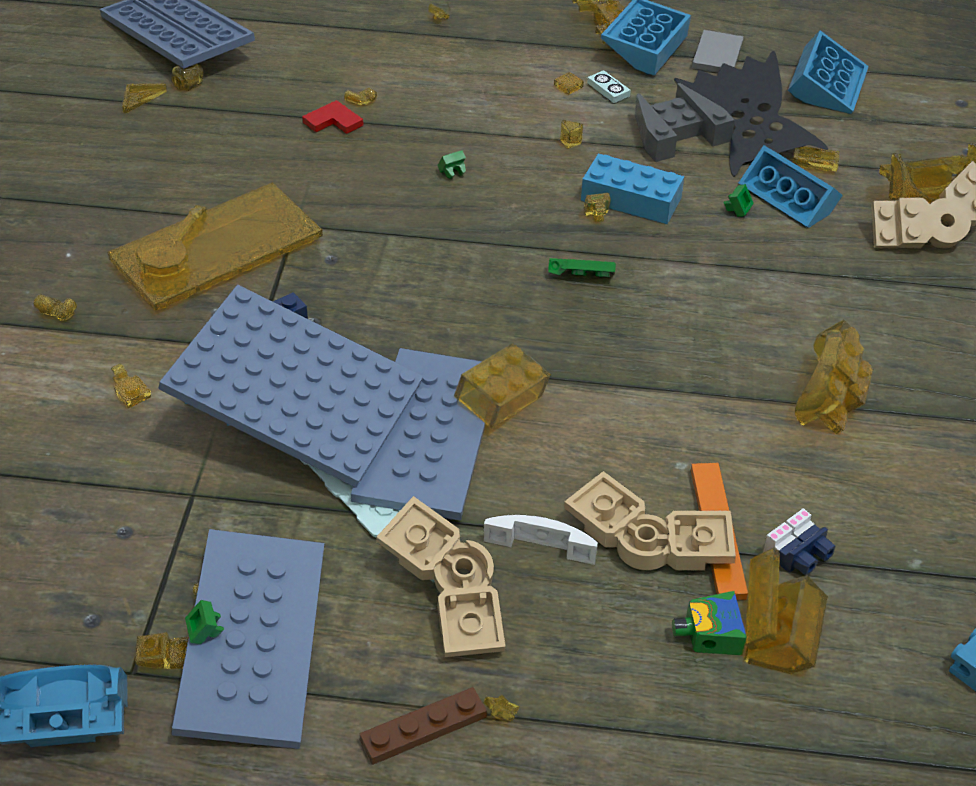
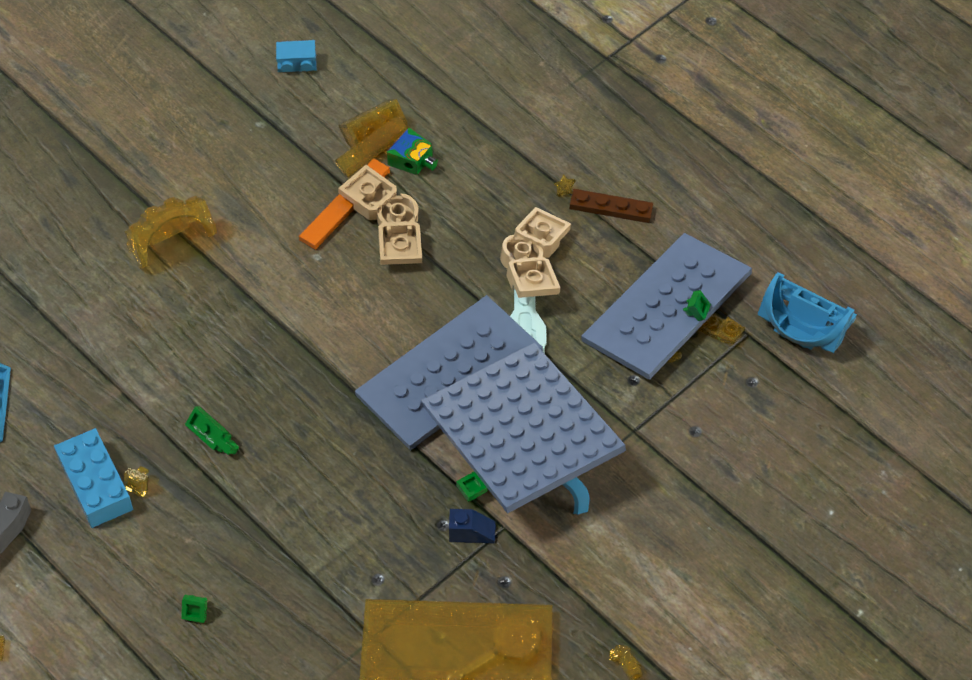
camera: 140 degrees left, 10 degrees up
(129, 390) = (619, 542): clear yellow plate -> none
(502, 385) = (377, 358): clear yellow brick -> none
(542, 531) = (465, 272): white slope -> none
(571, 133) = (68, 573): clear yellow slope -> none
(739, 201) = (30, 413): green tile -> none
(798, 541) = (310, 159): dark blue hips -> none

